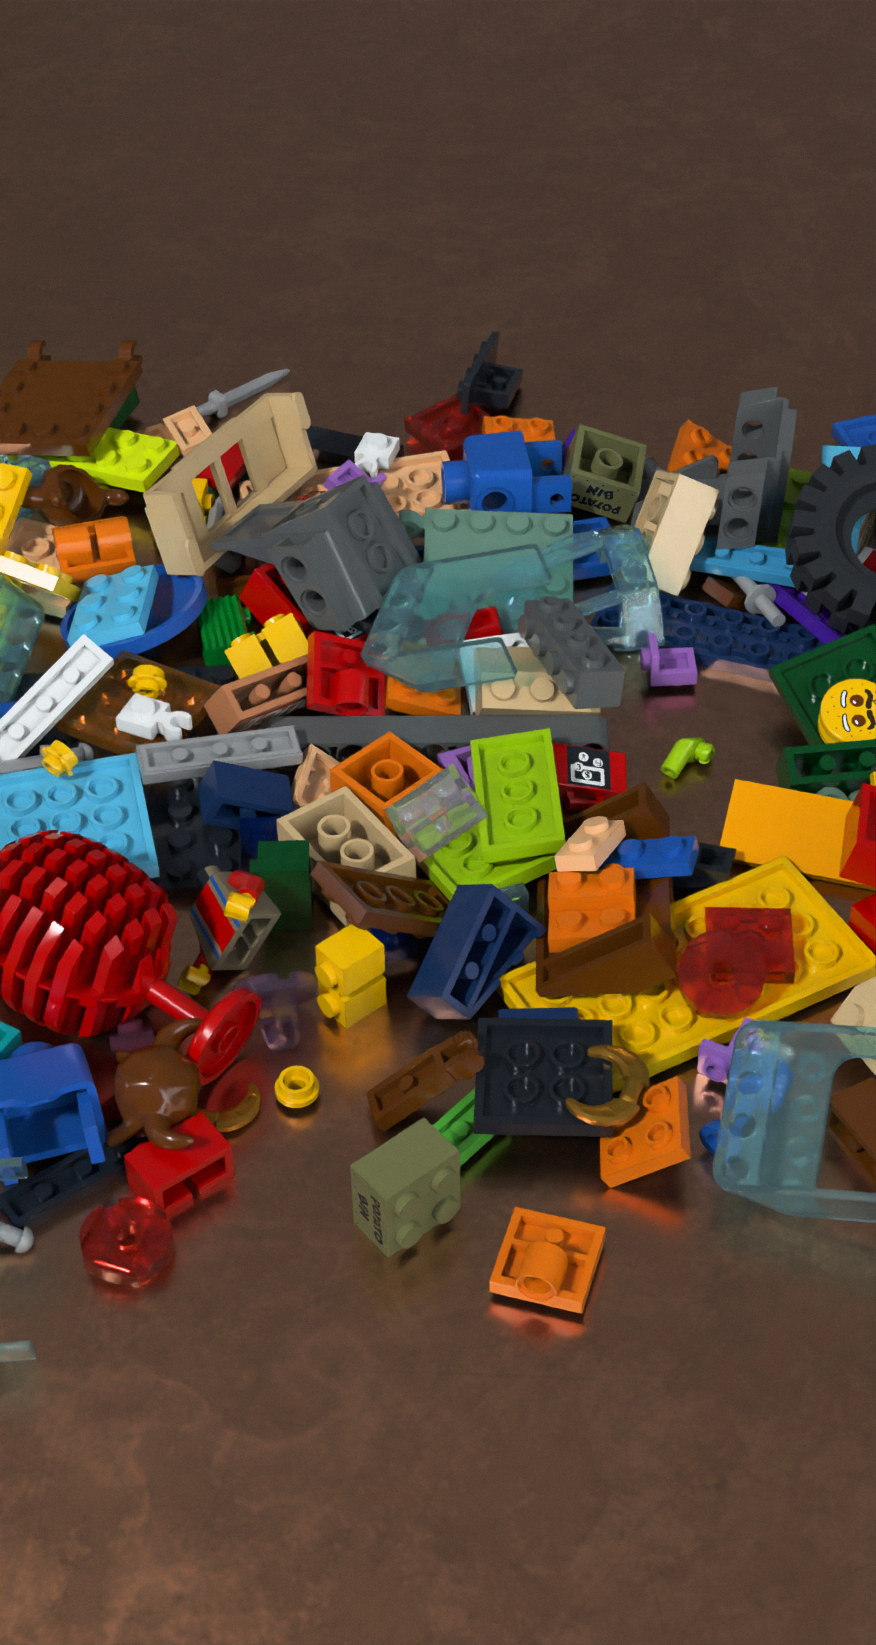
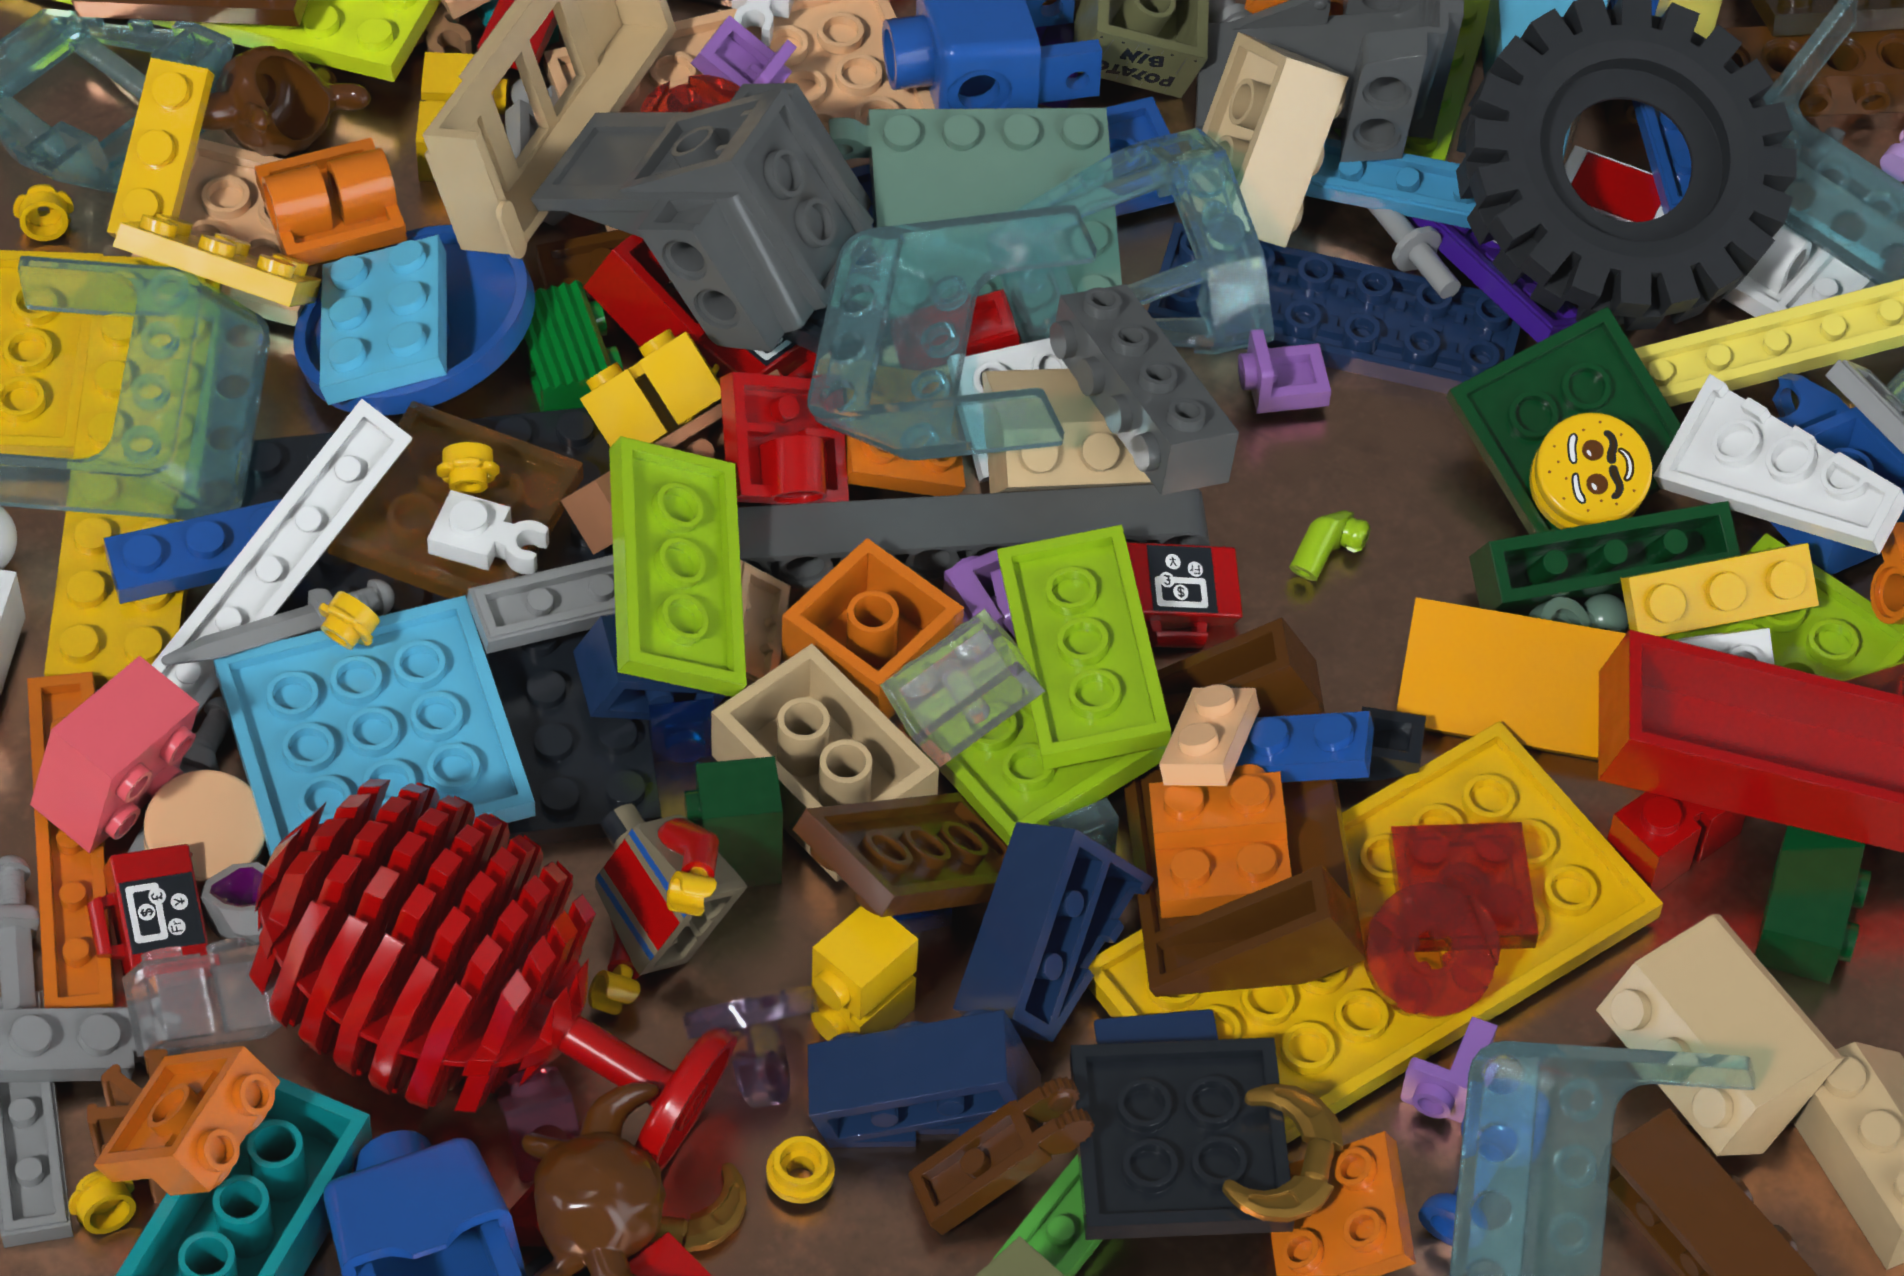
camera: 10 degrees left, 10 degrees up
(265, 737) = (677, 567): none -> lime plate
(375, 1035) = (917, 1079): none -> dark blue wedge
(725, 594) = (1360, 238): reddish brown tile -> none

